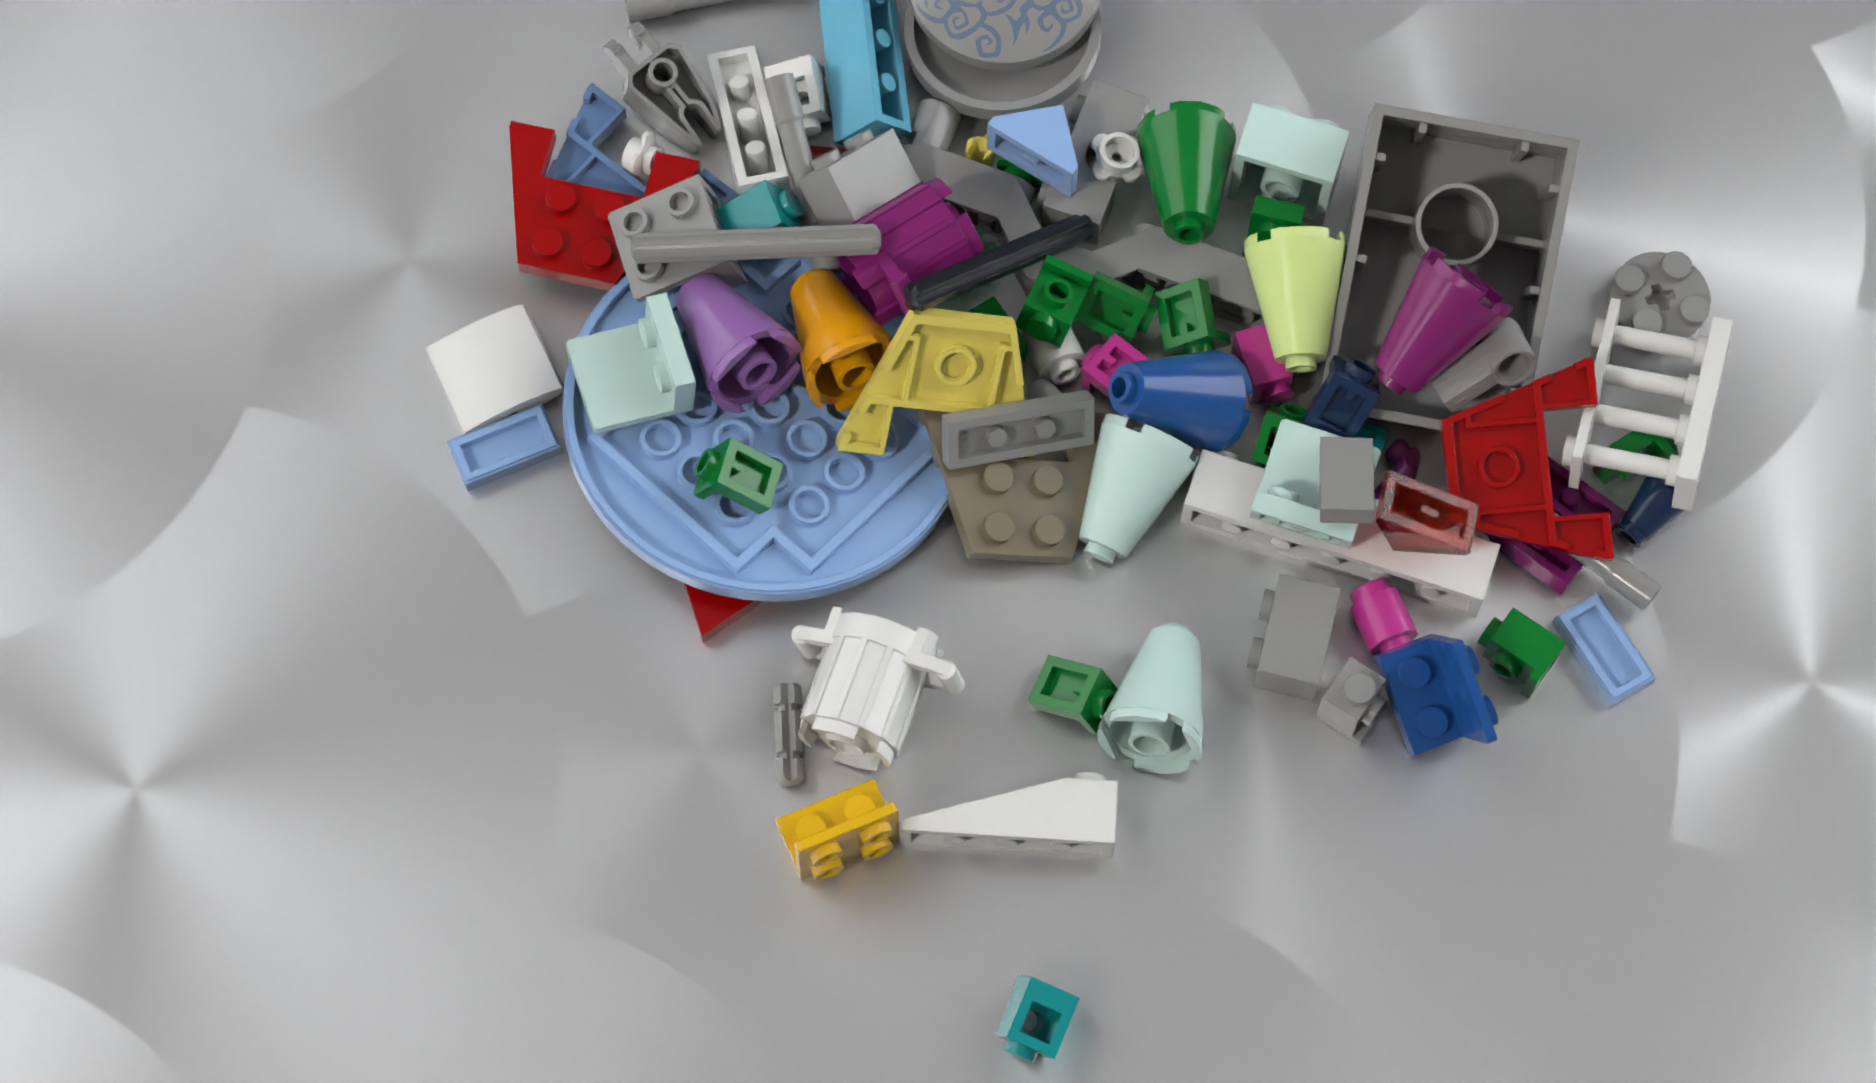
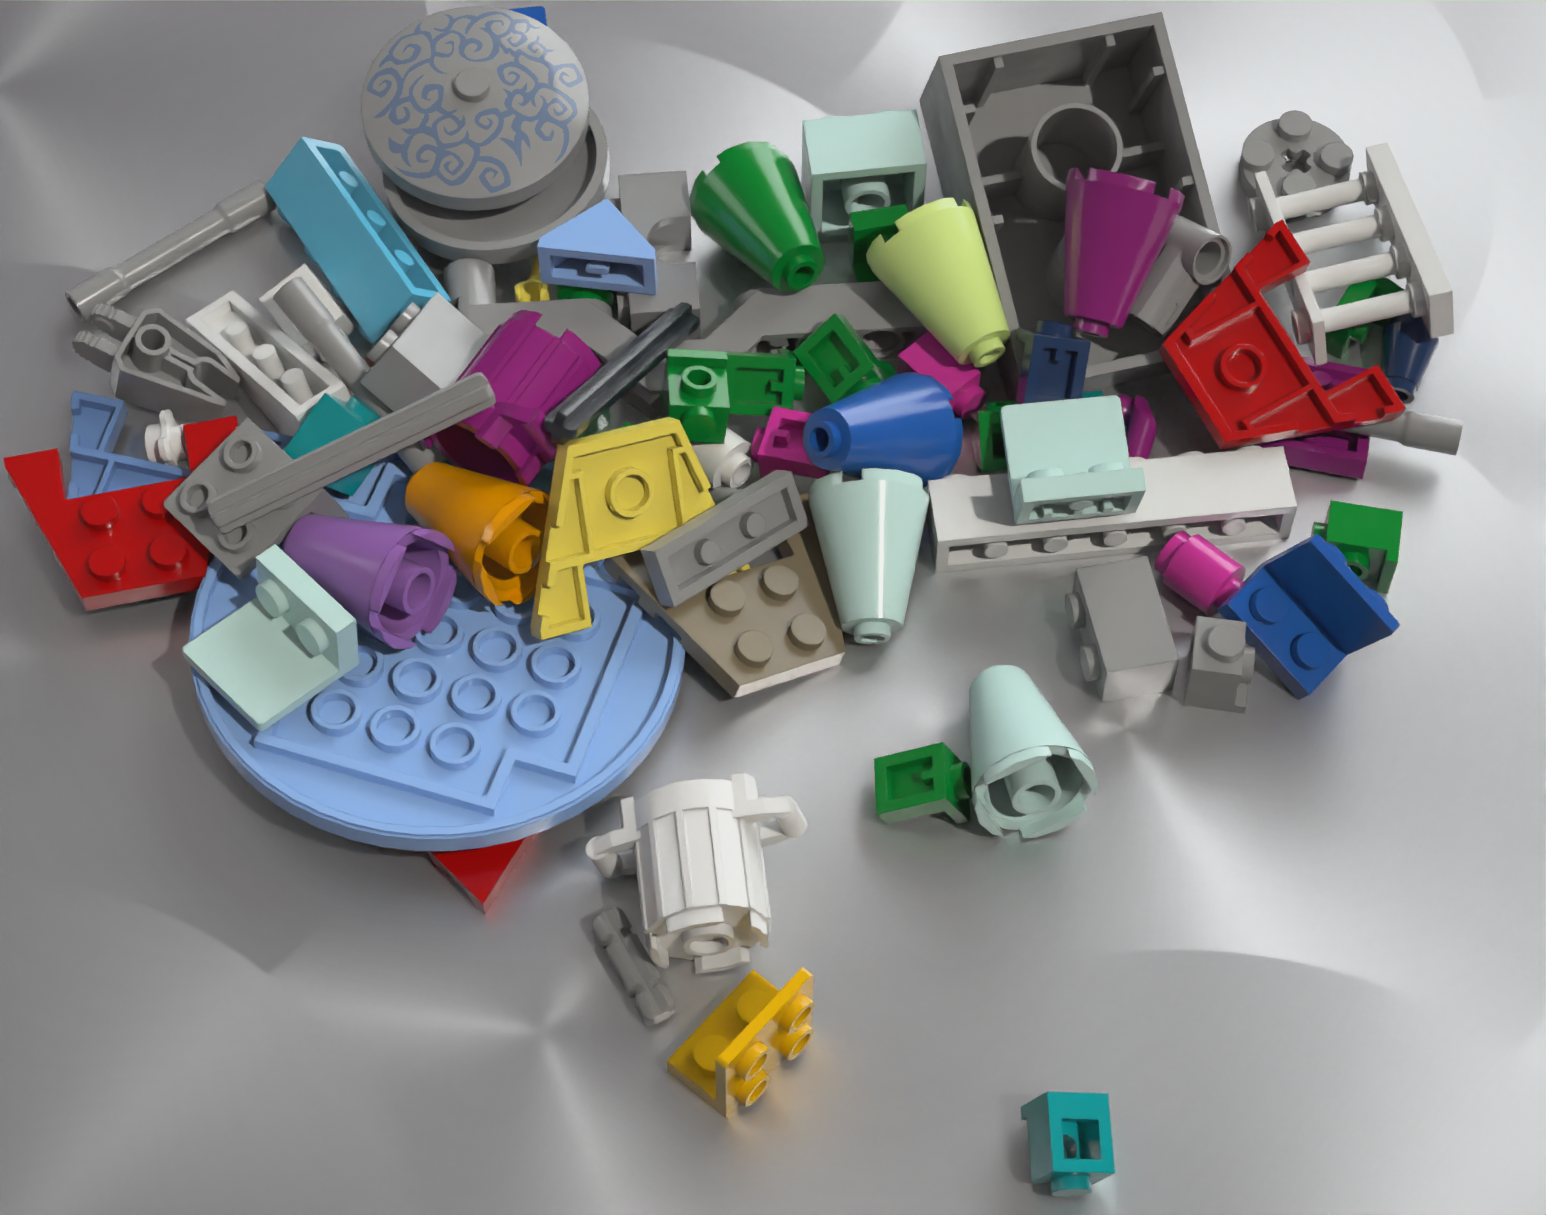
camera: 25 degrees left, 10 degrees down
(495, 368) = (106, 724): white slope -> none
(504, 447) = (156, 803): light blue tile -> none
(738, 475) = (446, 705): green bracket -> none
(1048, 818) = (968, 924): white slope -> none
(1121, 145) = (683, 235): white plate -> none
(1346, 480) = (1106, 432): light grey tile -> none
(1424, 517) = (1201, 443): clear red slope -> none
(1603, 650) = (1438, 513): light blue tile -> none

